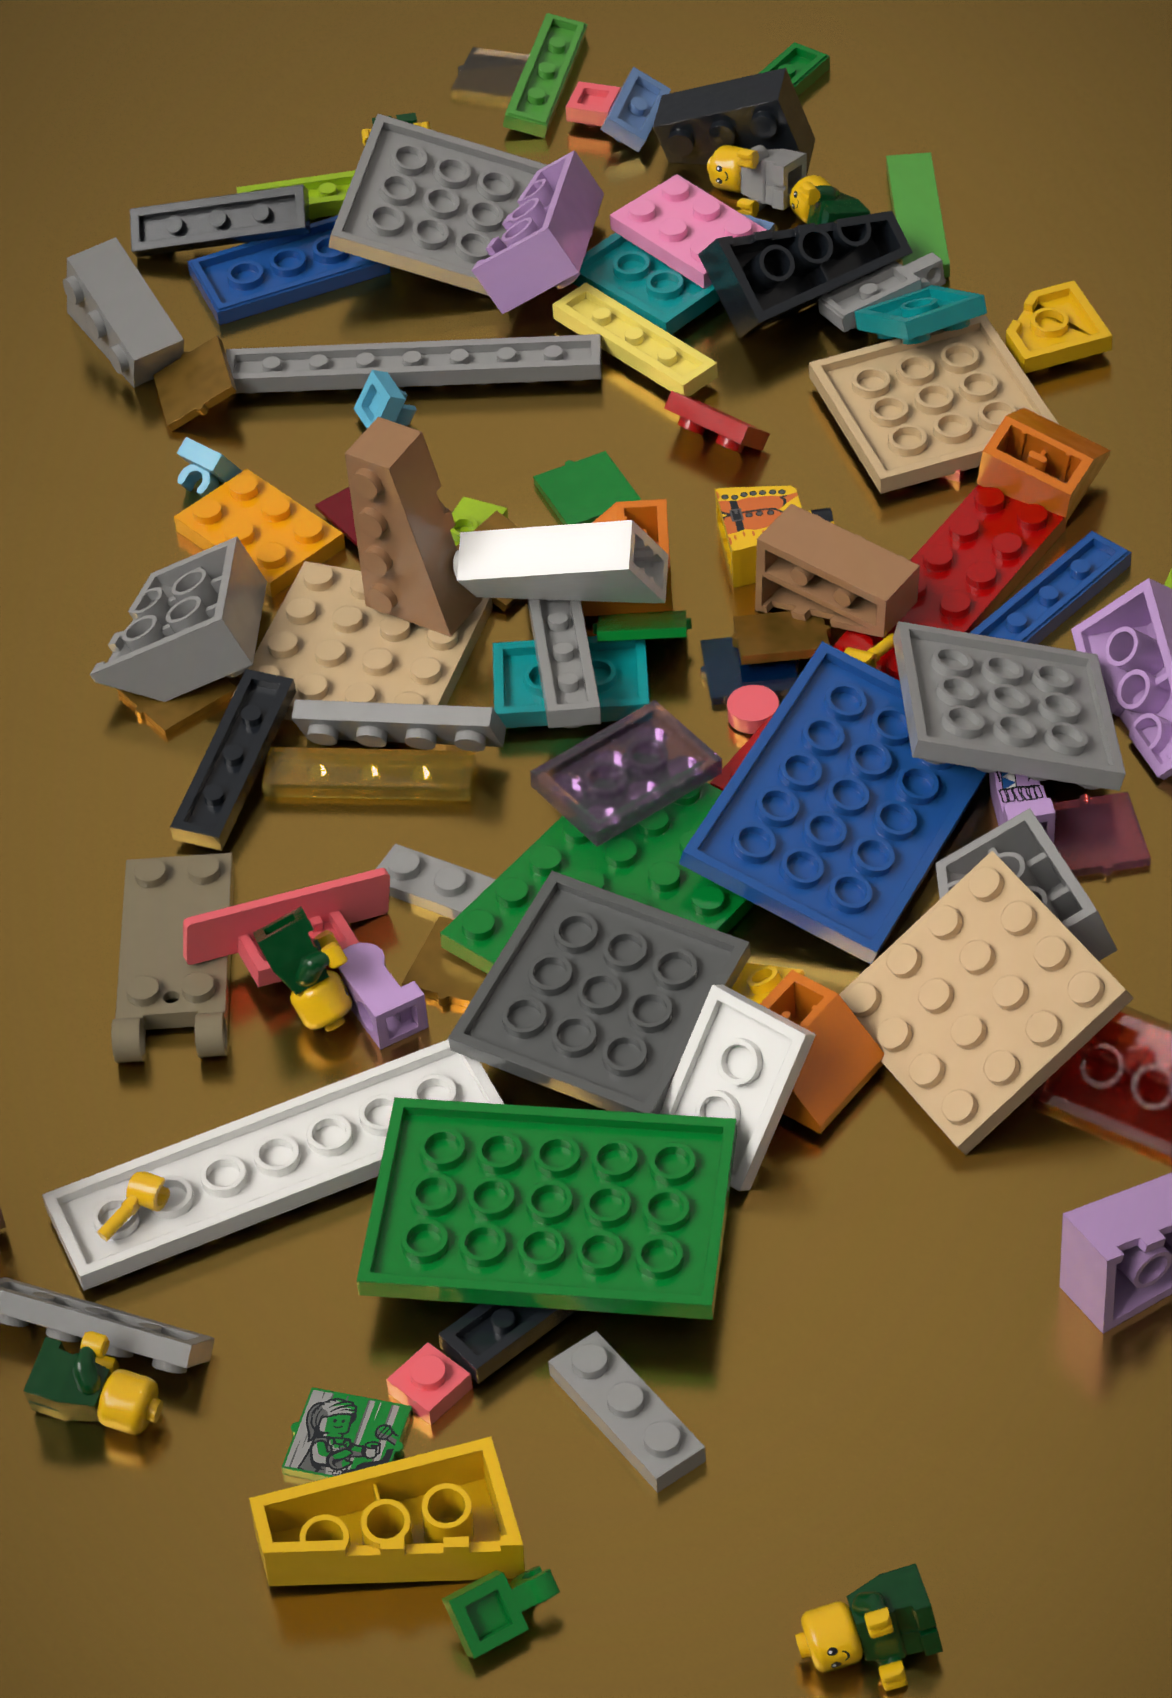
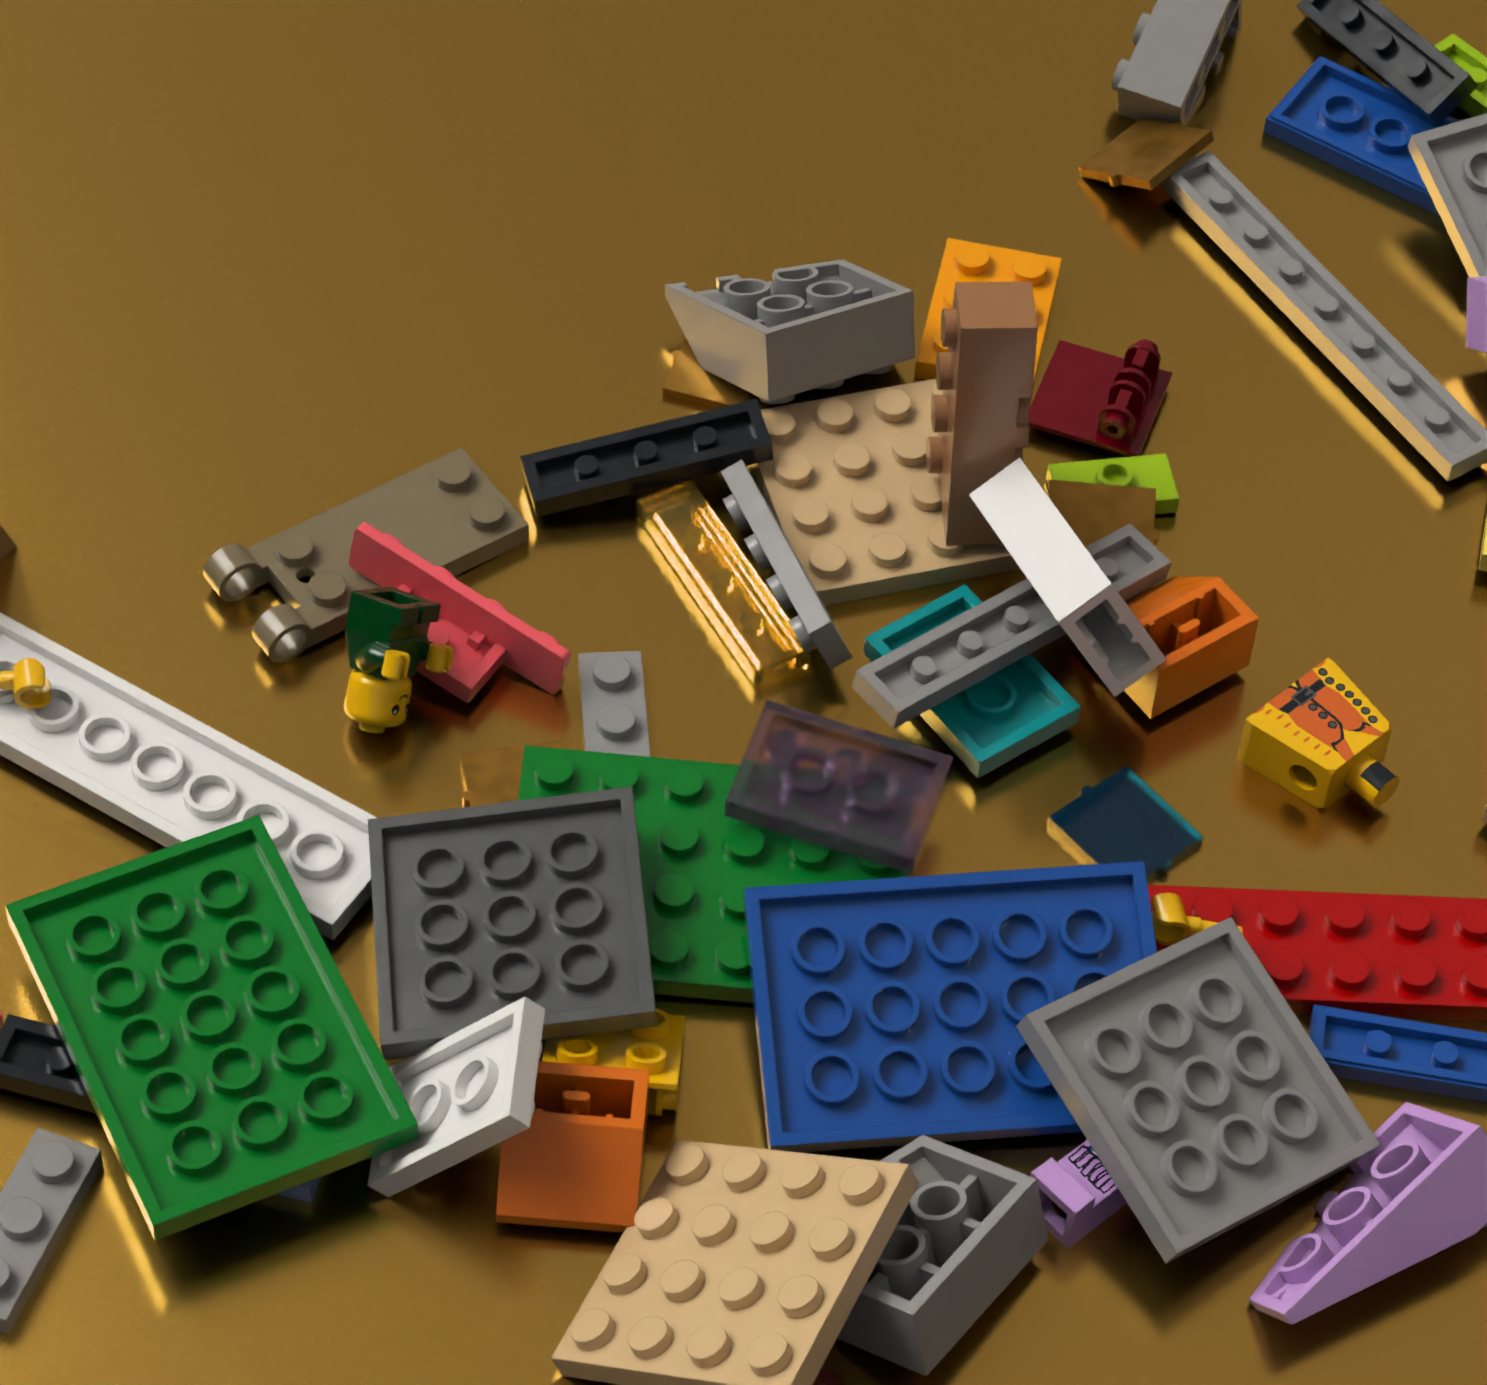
camera: 50 degrees right, 5 degrees up
(206, 465) = (1034, 224): medium azure tile -> none
(378, 1000) = (416, 737): lavender leg -> none
(383, 399) = (1241, 319): medium azure tile -> none
(584, 488) = (1272, 557): green piece -> none
(642, 626) = (1089, 703): green piece -> none
(731, 431) = (1456, 612): red plate -> none
(750, 707) = (1058, 849): coral tile -> none
(777, 637) = (1184, 834): pearl gold piece -> none
(832, 575) = (1274, 825): medium nougat wedge -> none
(1099, 834) = (1114, 1280): clear pink piece -> none

